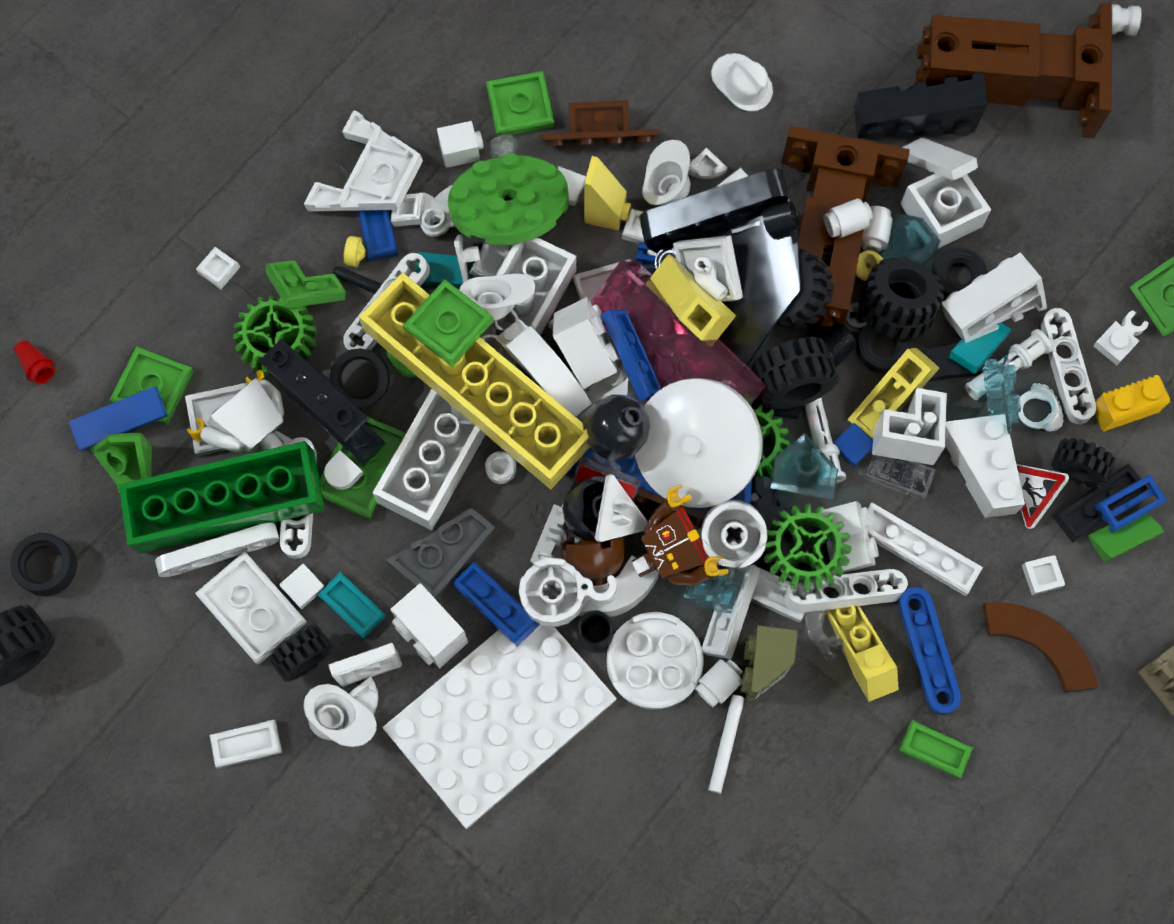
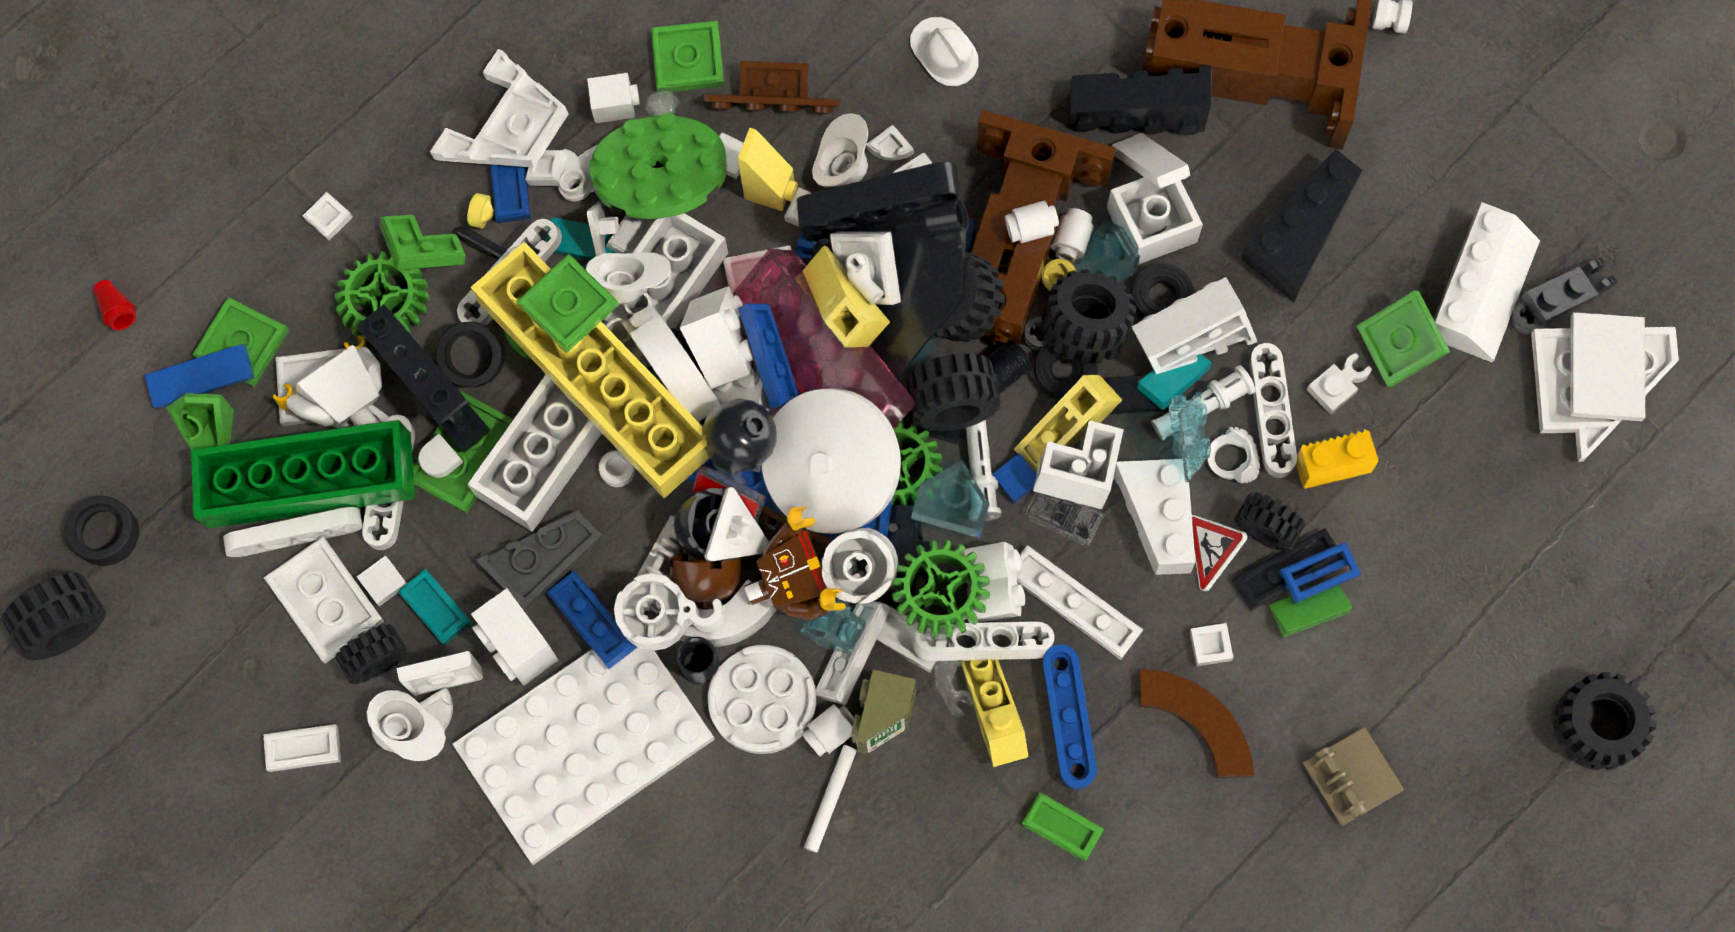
camera: 10 degrees right, 0 degrees up
(1070, 212) = (1298, 231): none -> black wedge

